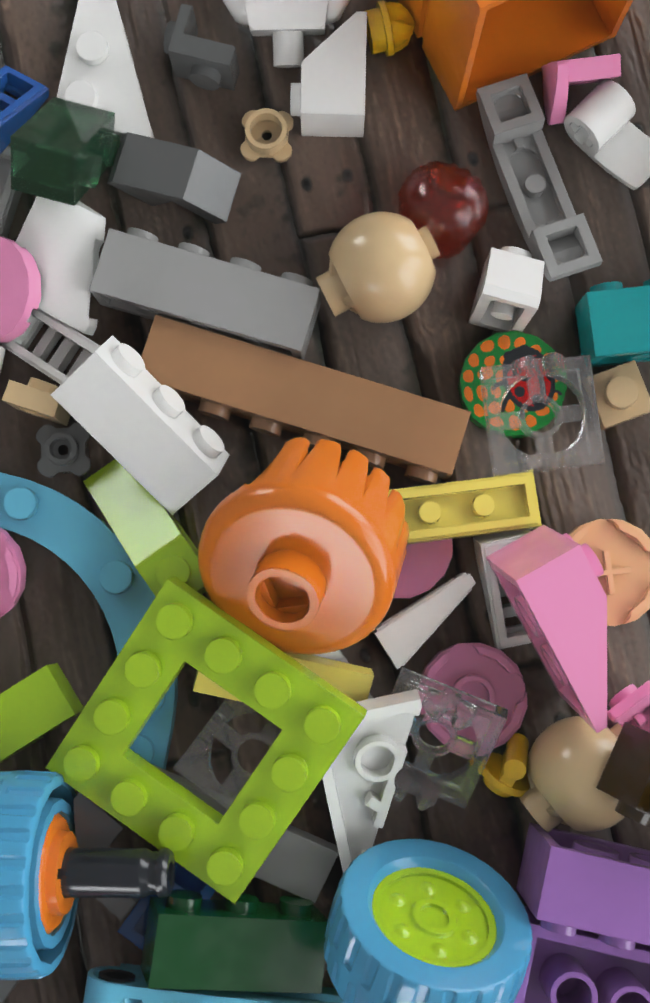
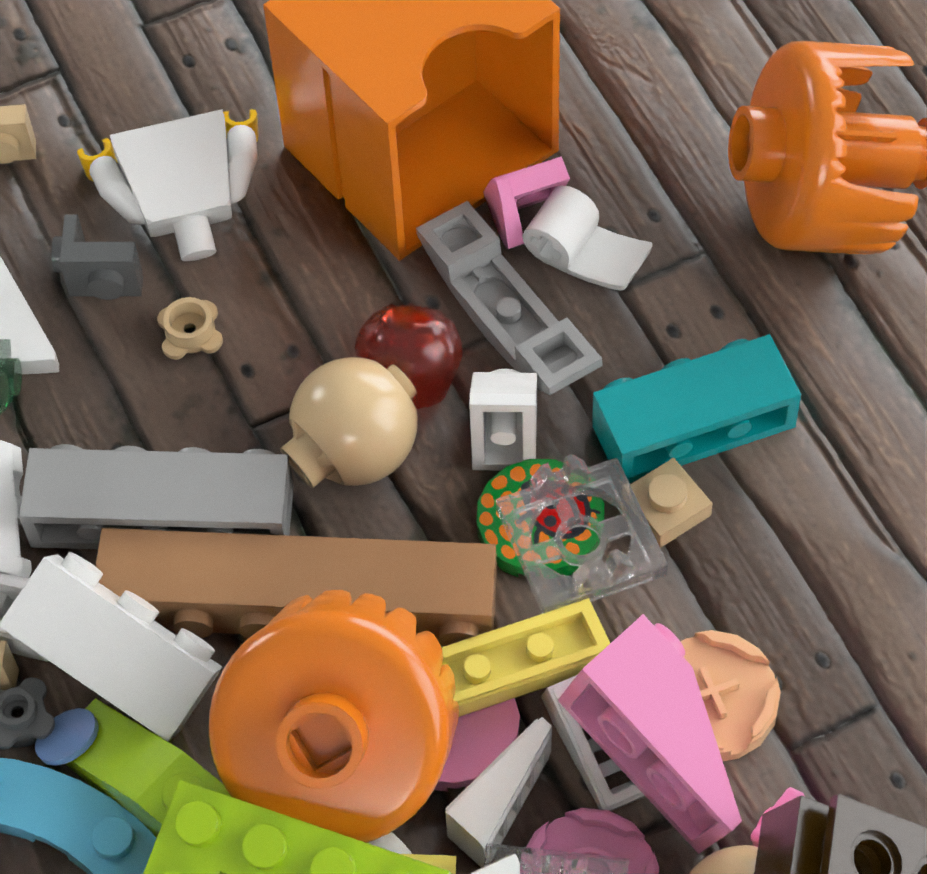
camera: 15 degrees left, 25 degrees down
(99, 482) = (71, 737): none -> medium blue piece
(174, 173) = (75, 386): dark grey slope -> none
(334, 83) = (255, 260): white slope -> none
(388, 27) = (301, 193): yellow plate -> none

